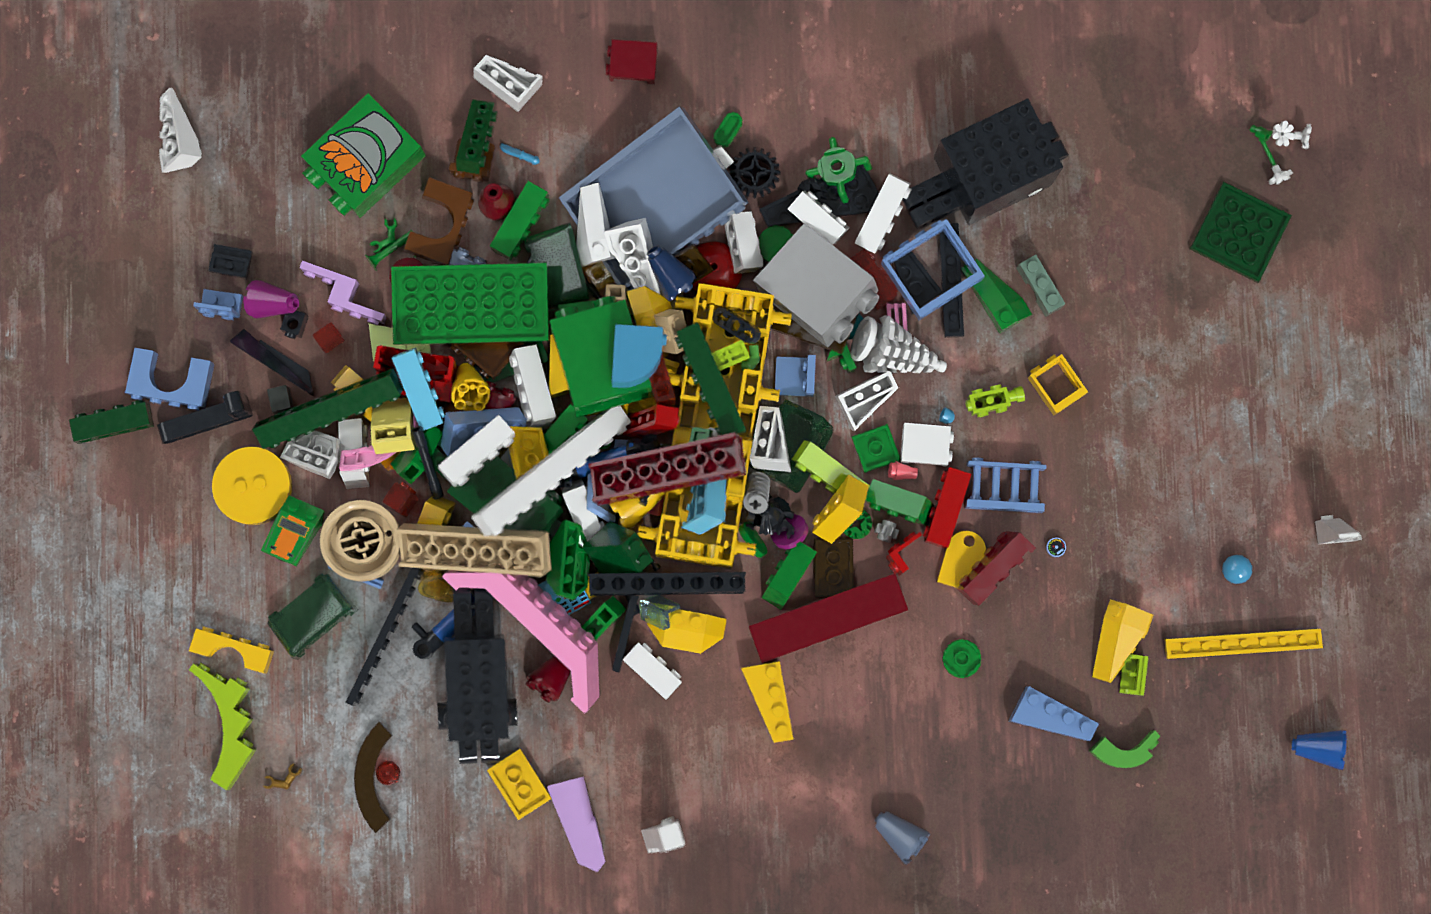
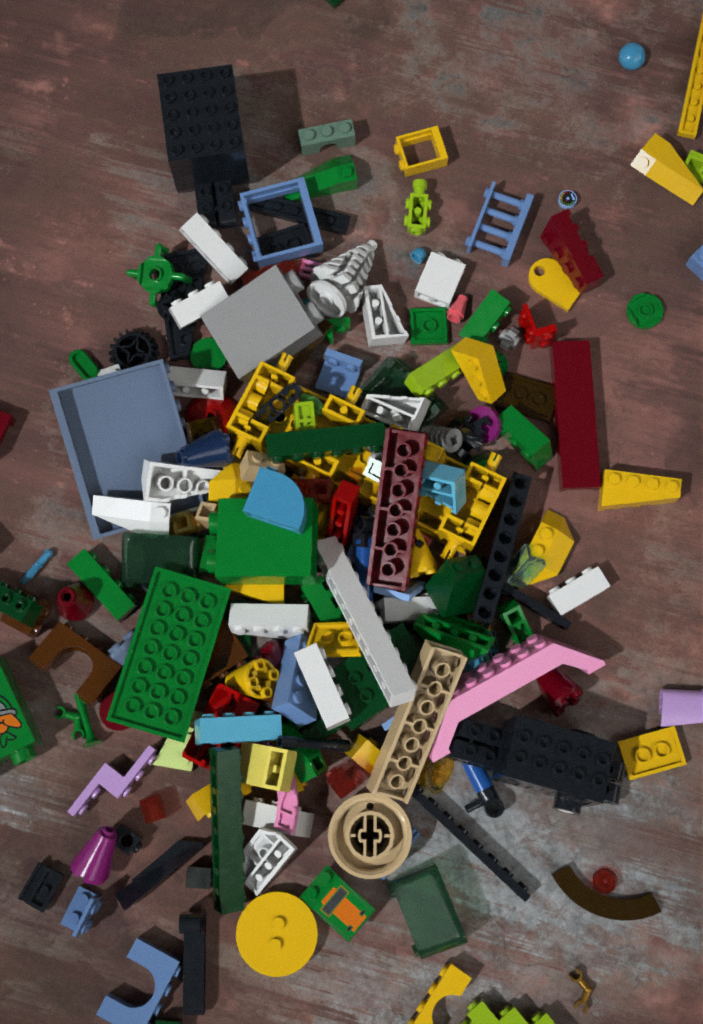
camera: 70 degrees left, 5 degrees down
(947, 508) = (503, 279): red brick -> none

